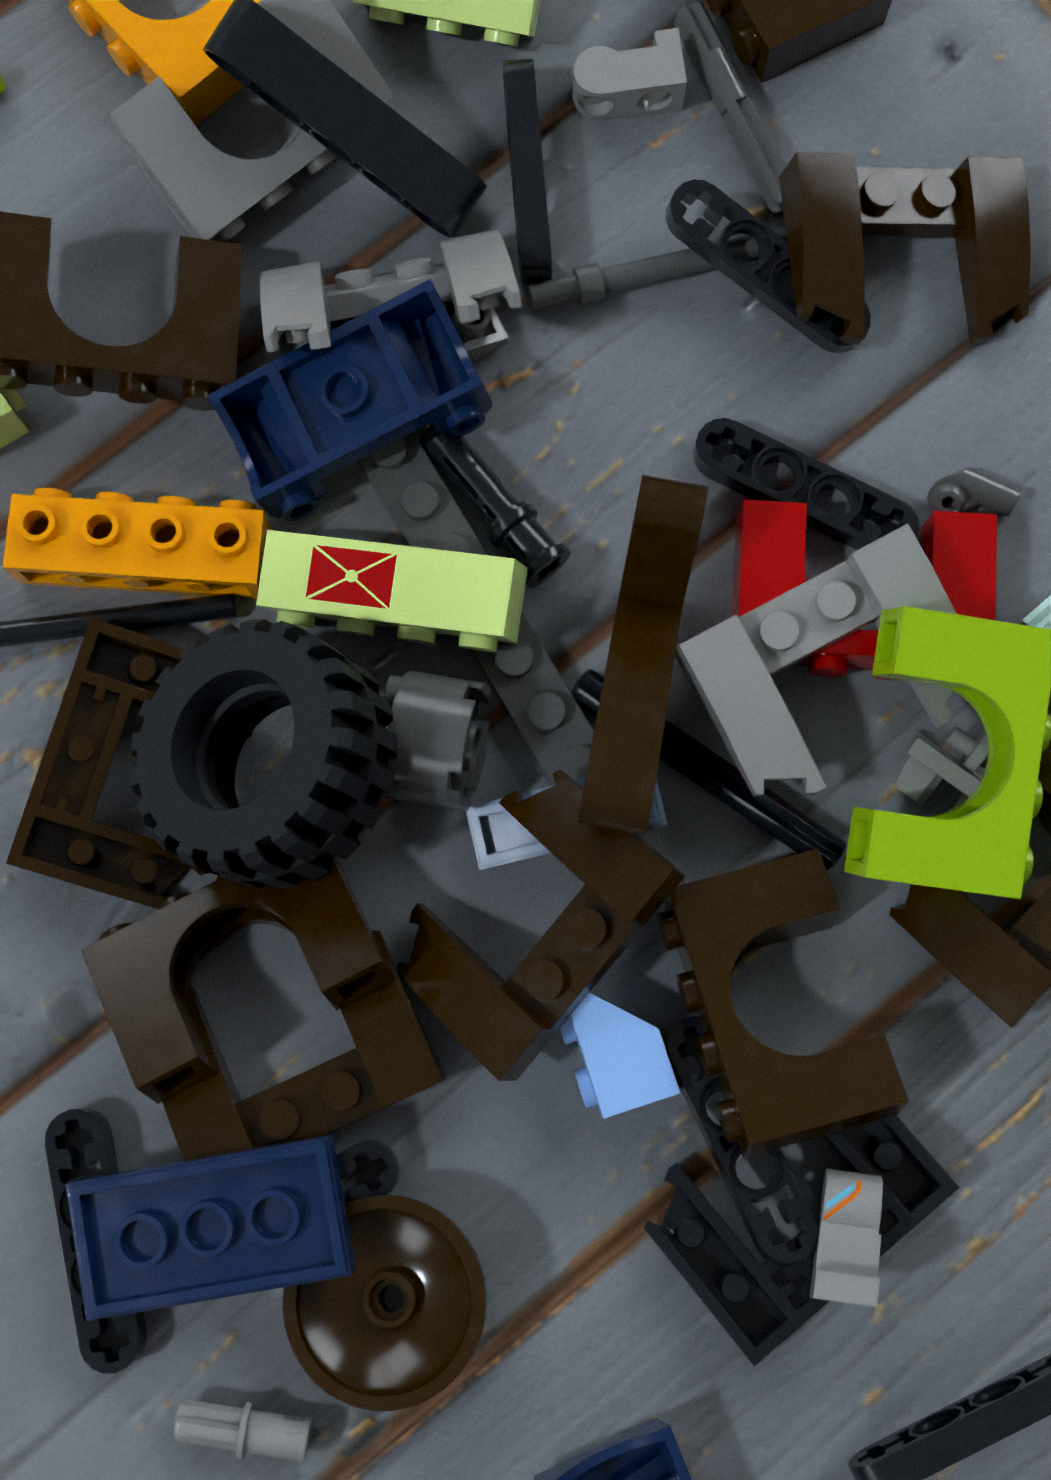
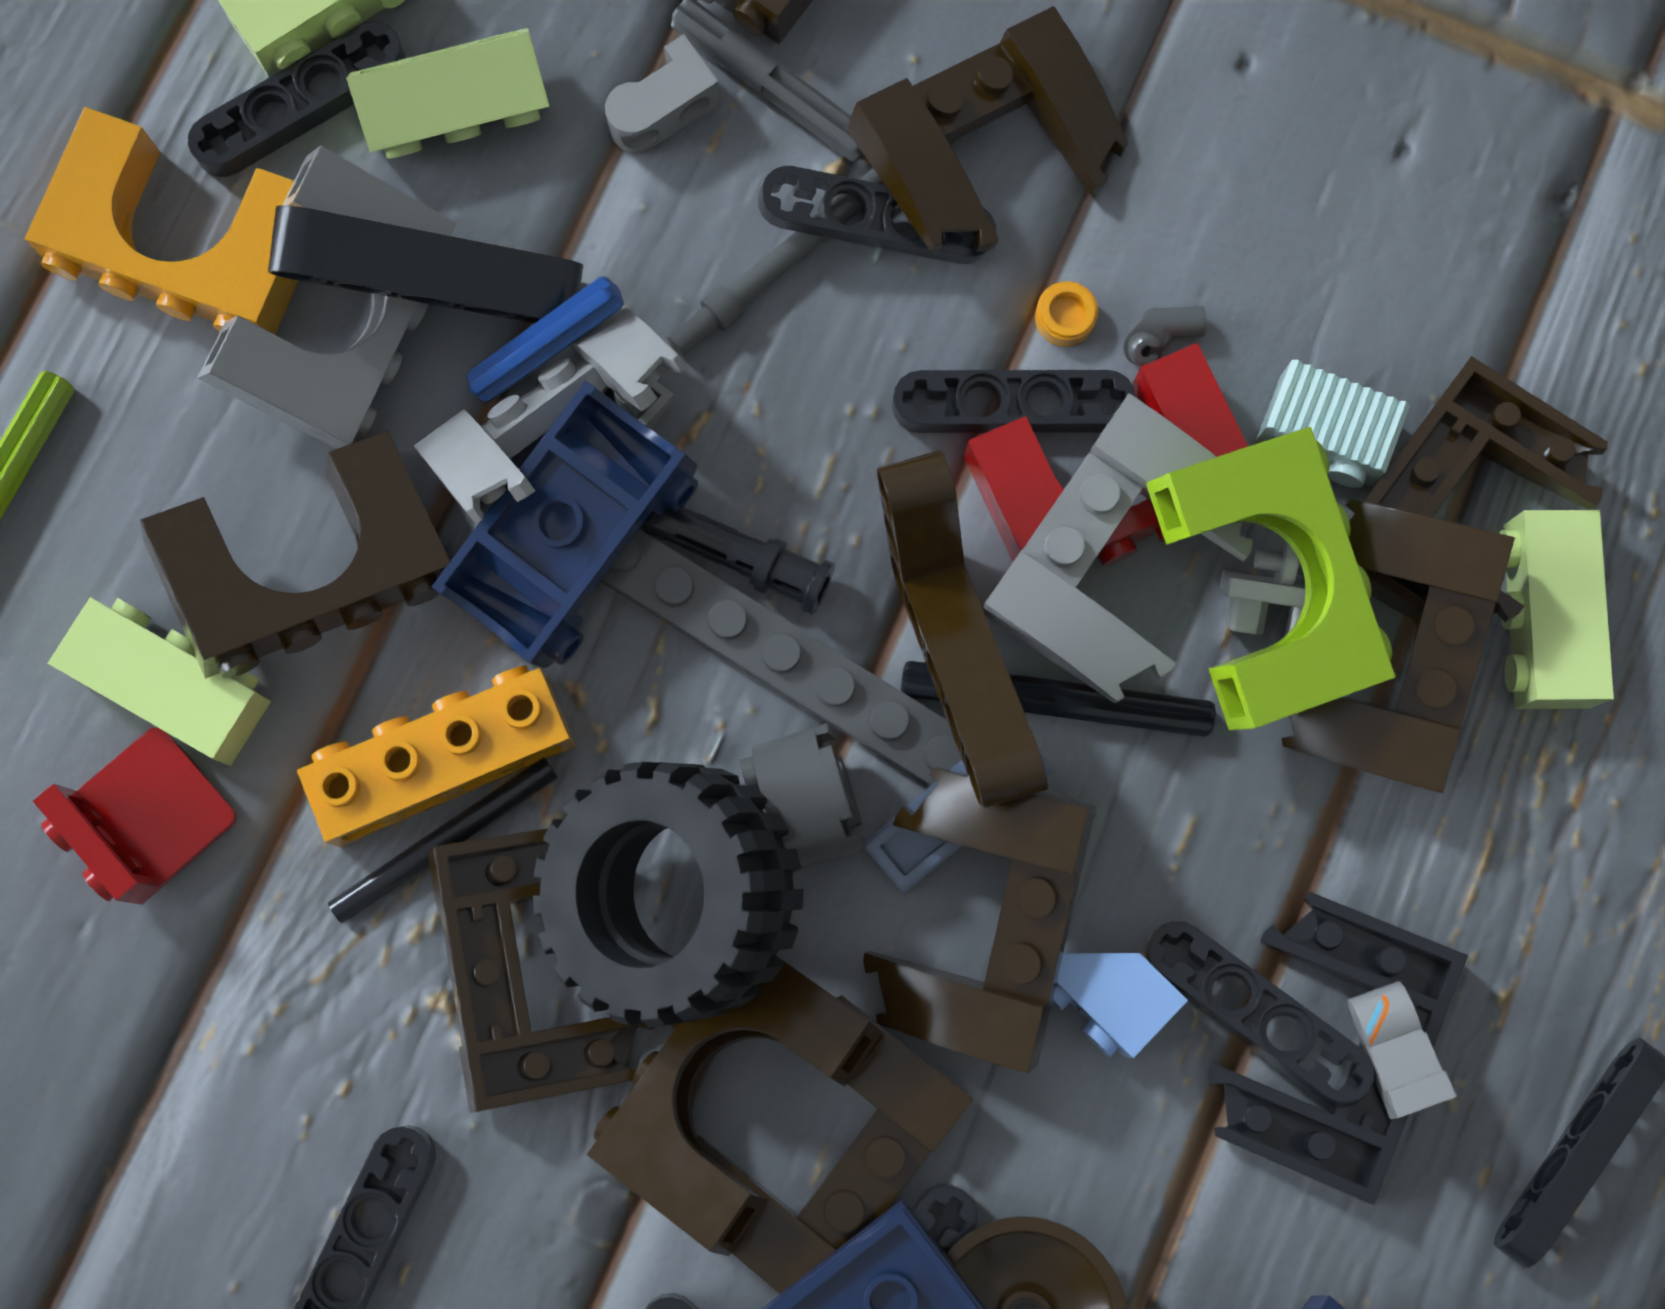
camera: 30 degrees left, 0 degrees up
(392, 588) = (693, 679): yellowish green brick -> none
(419, 232) = (545, 339): none -> blue axle
(527, 171) = (611, 231): black beam -> none
(767, 1093) = (1262, 960): dark brown arch -> none
(893, 436) = (1066, 314): none -> light orange tile

